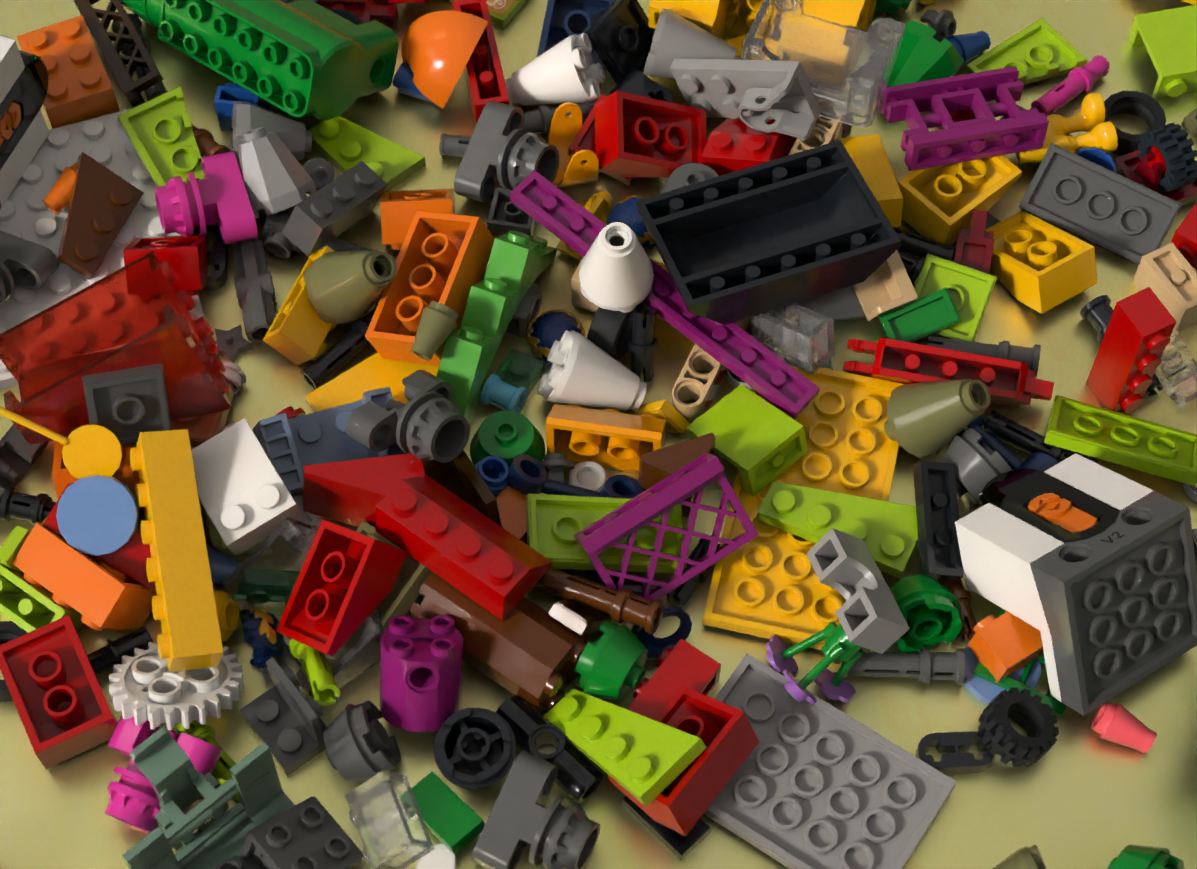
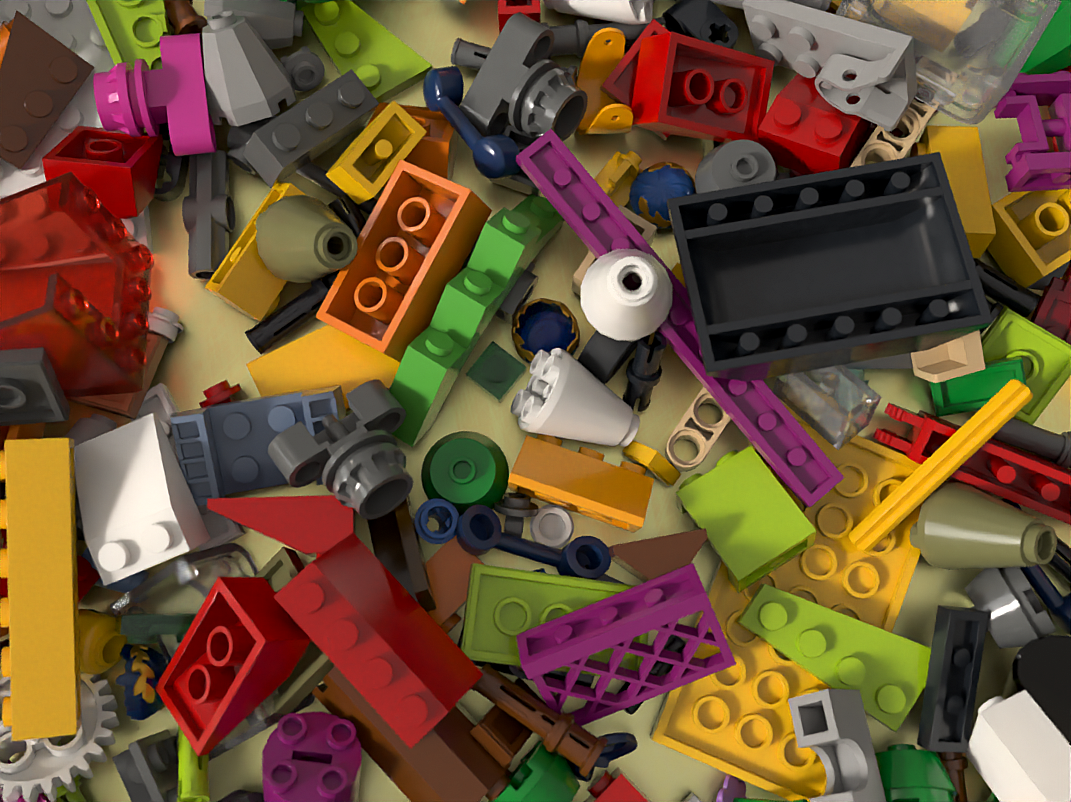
camera: 10 degrees right, 20 degrees up
(231, 343) = (173, 276): dark grey piece -> none
(394, 213) = (375, 153): none -> yellow slope
(433, 329) = (390, 340): olive cone -> none
(490, 205) = (492, 155): none -> dark blue piece
(503, 394) = (472, 403): medium azure bush -> none
(893, 369) = (940, 465): none -> yellow axle

